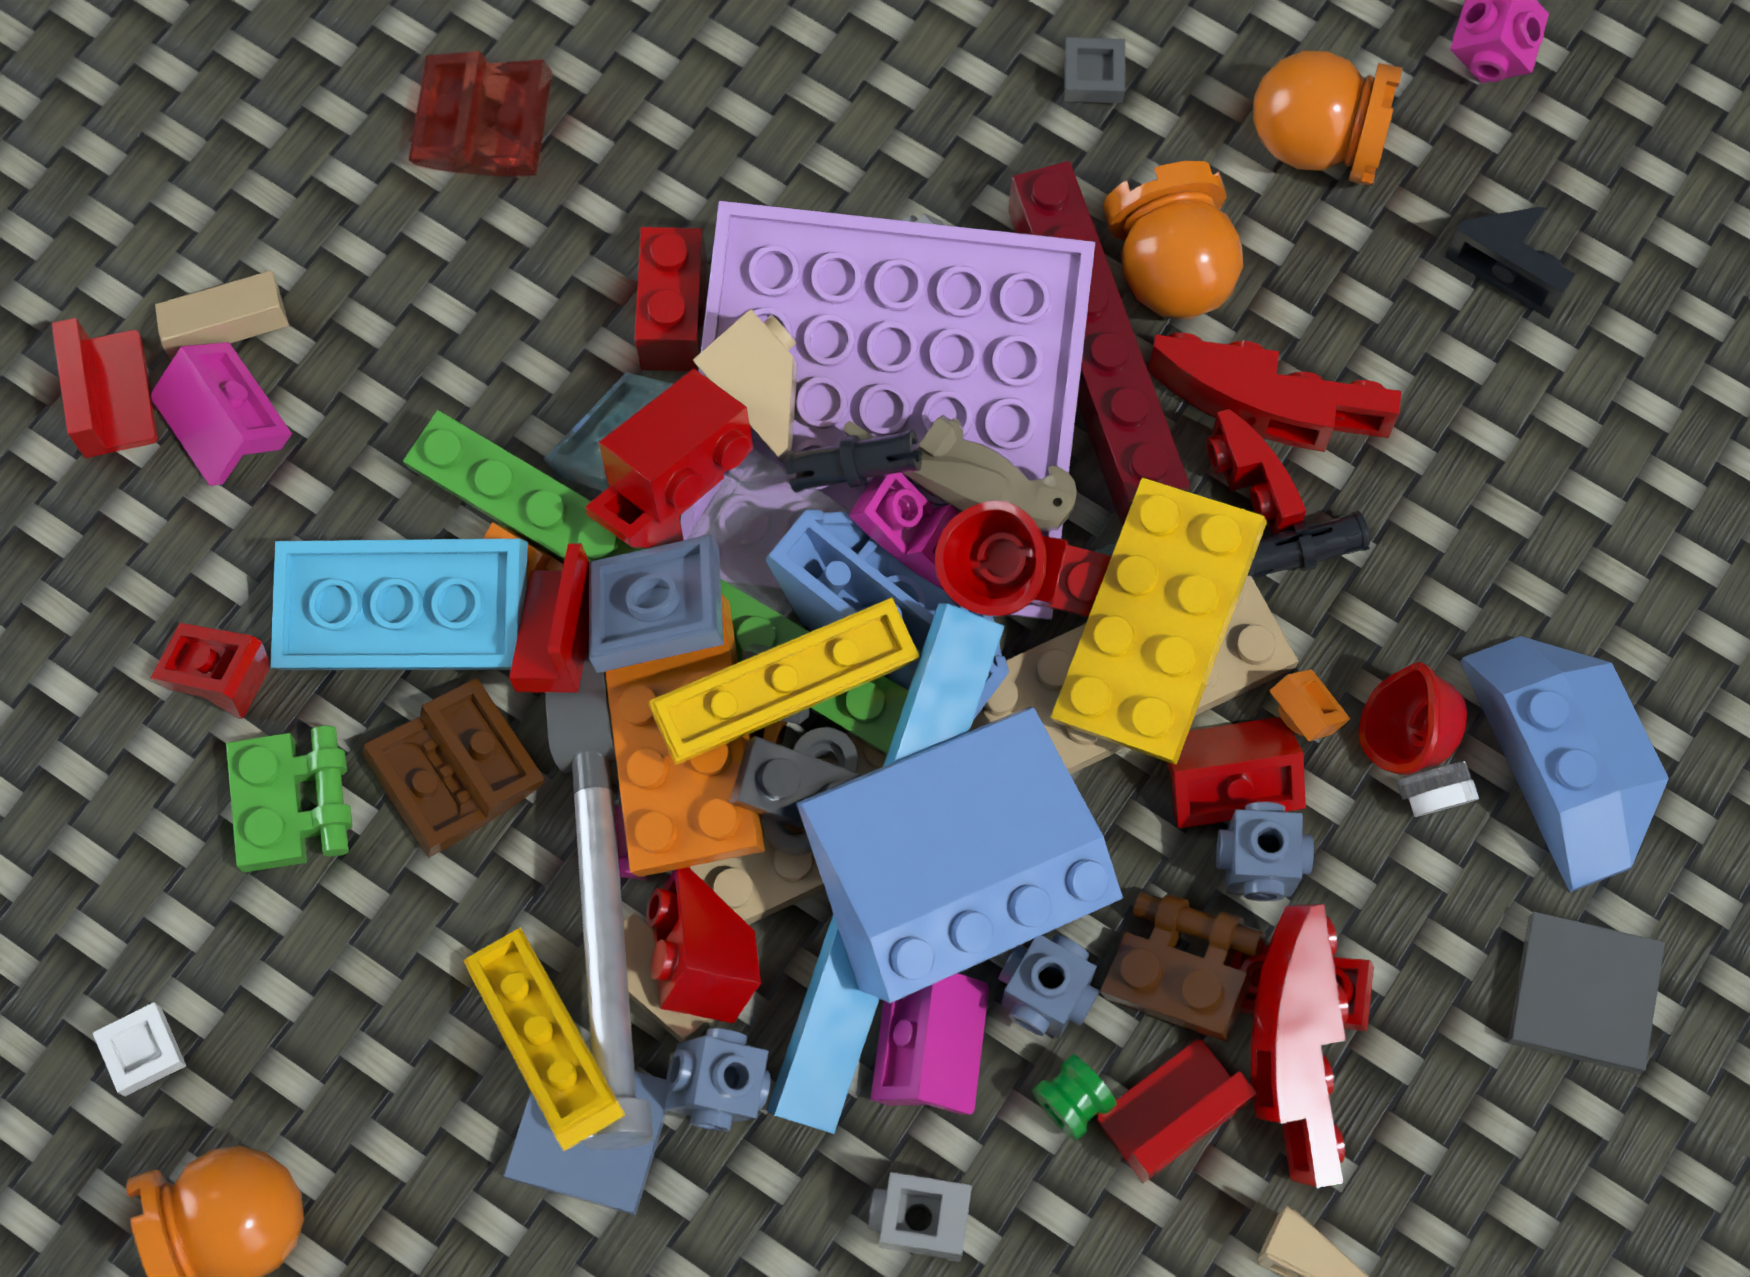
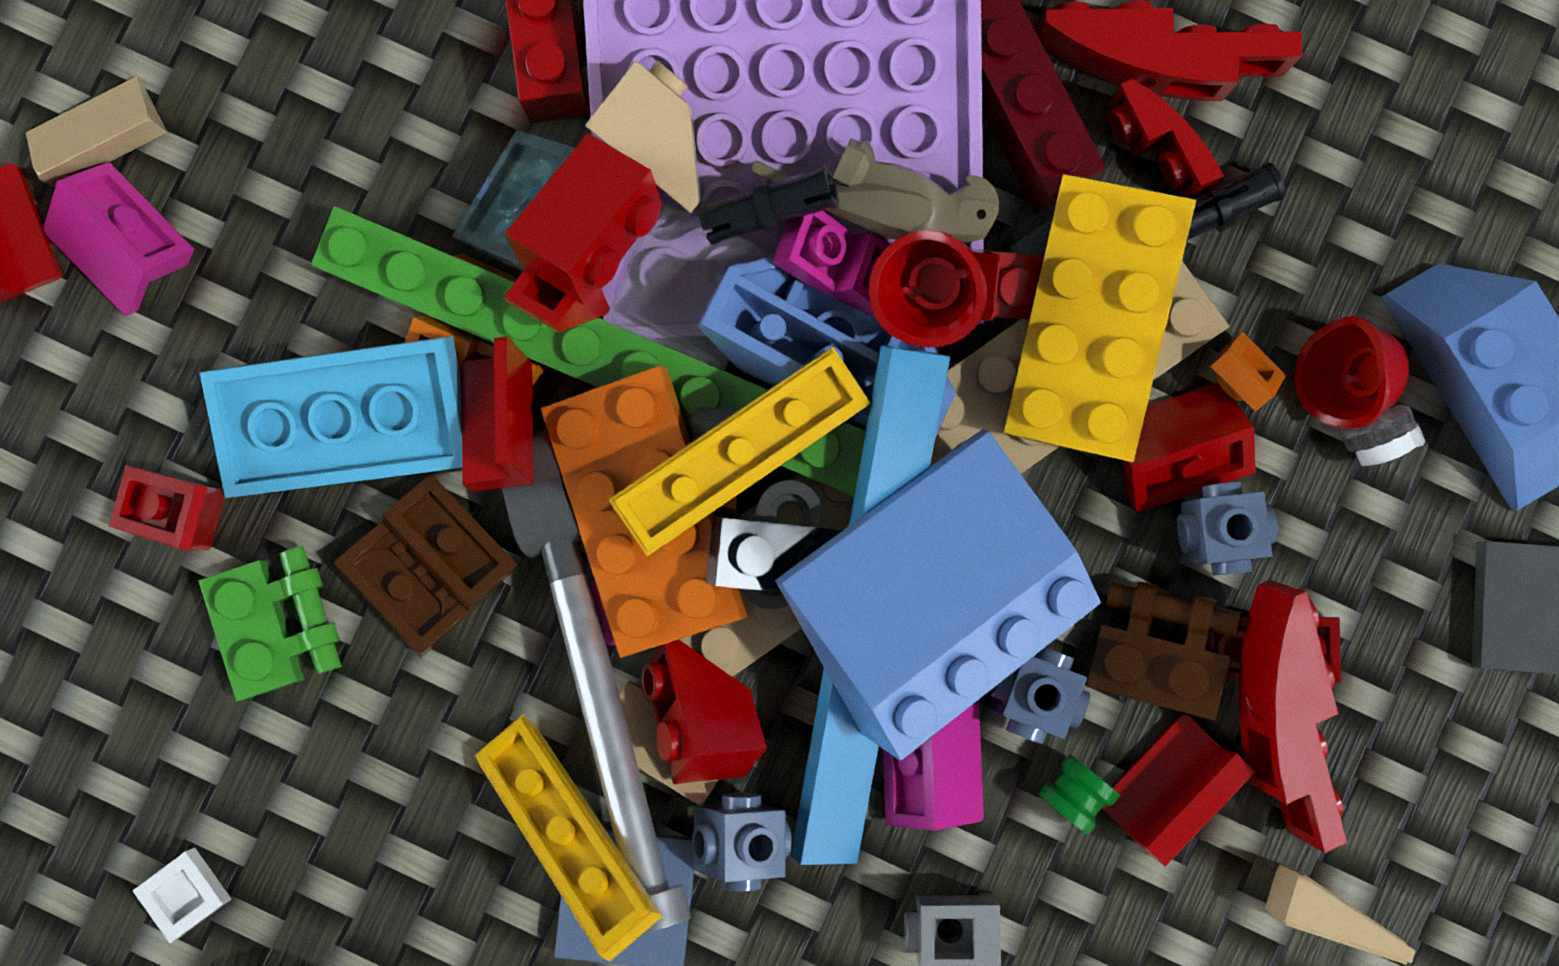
camera: 10 degrees left, 15 degrees up
(655, 603) = (594, 387): sand blue tile -> none

